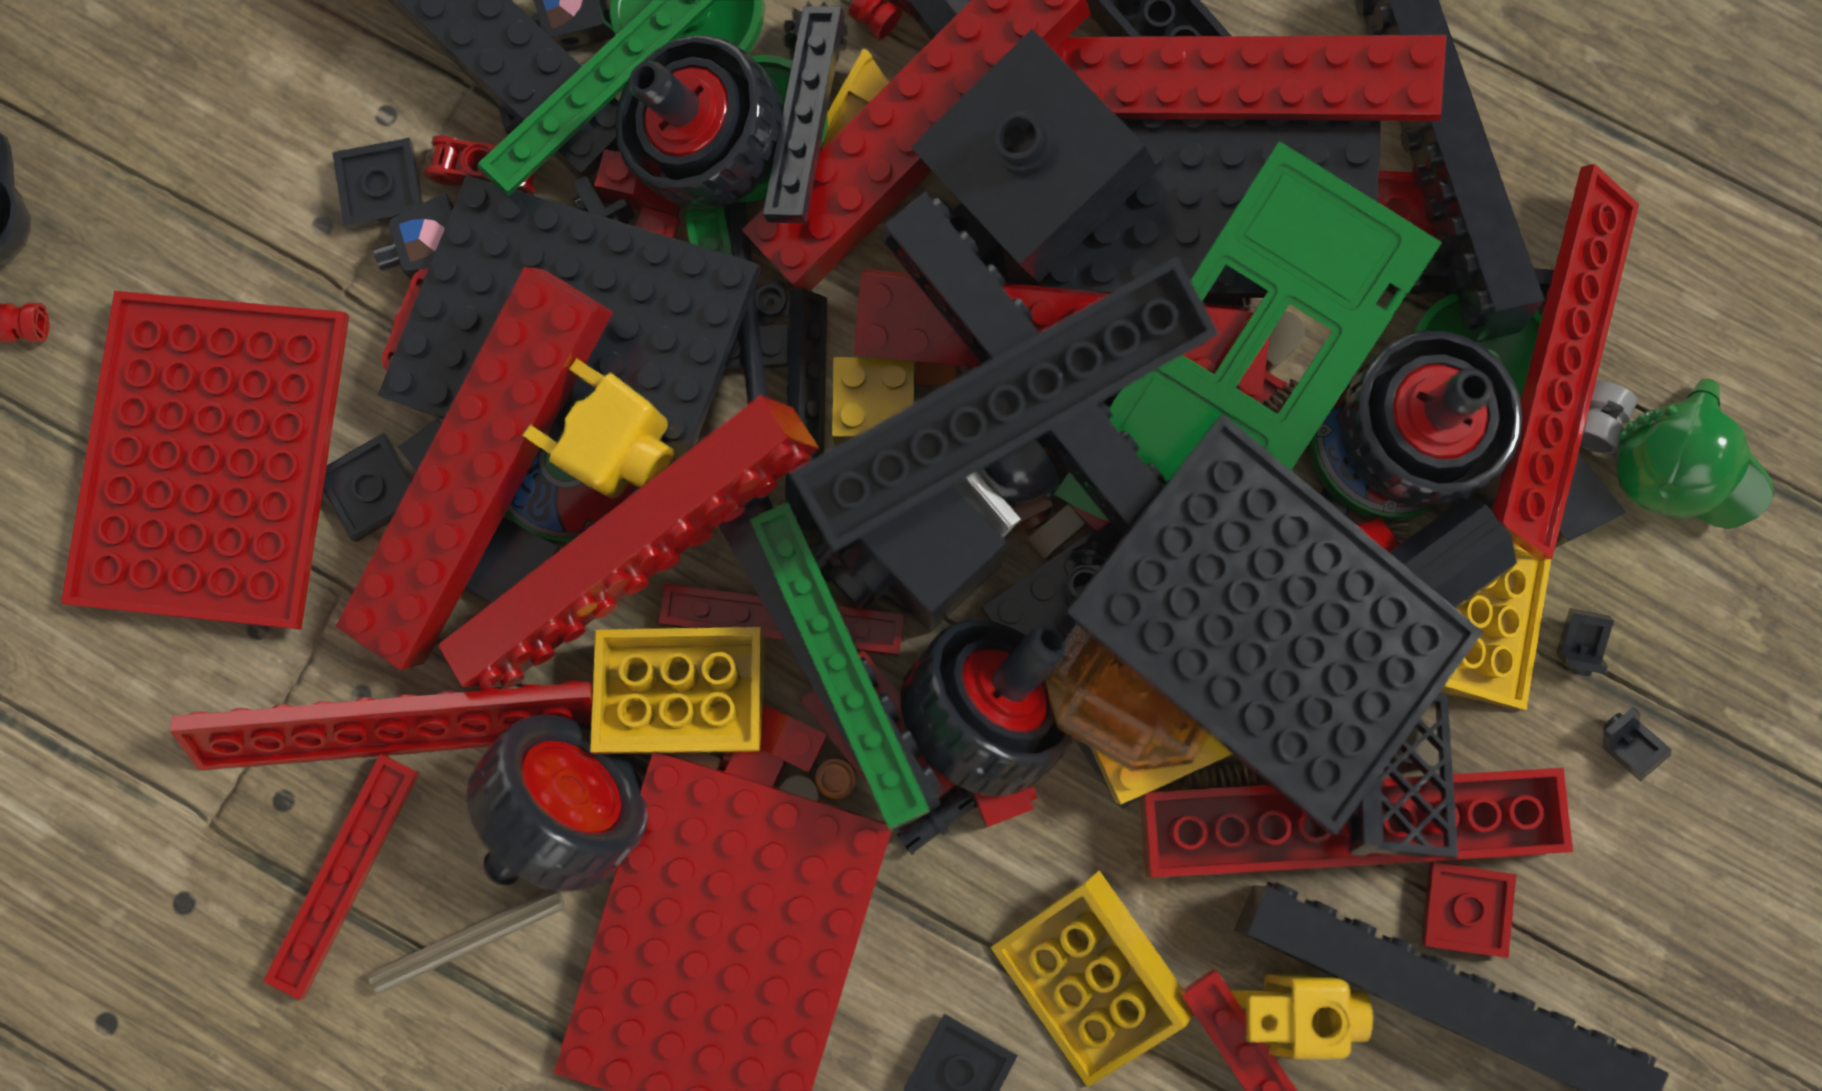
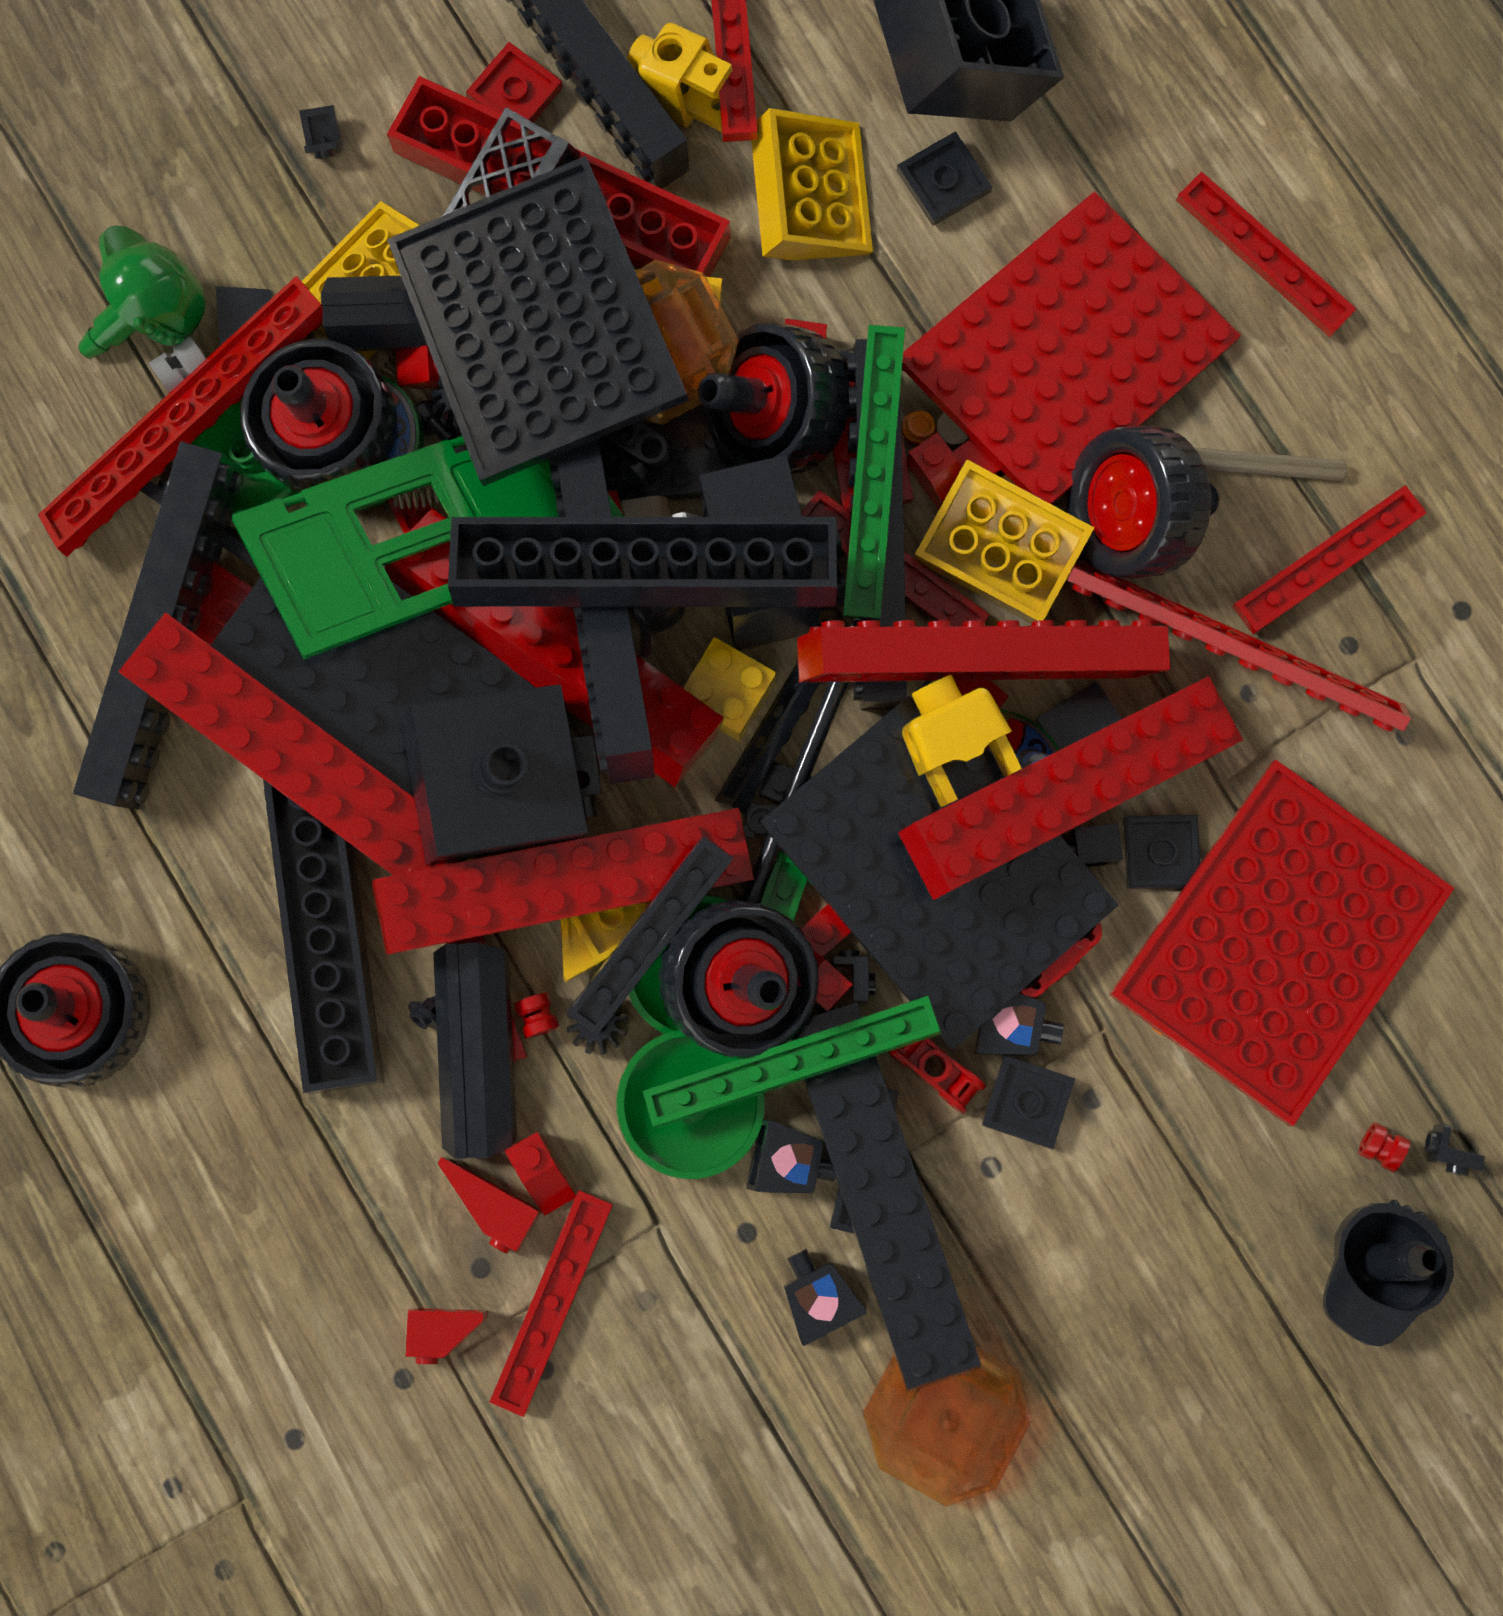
camera: 150 degrees left, 0 degrees up
(1585, 642) = (308, 219): black bracket -> none

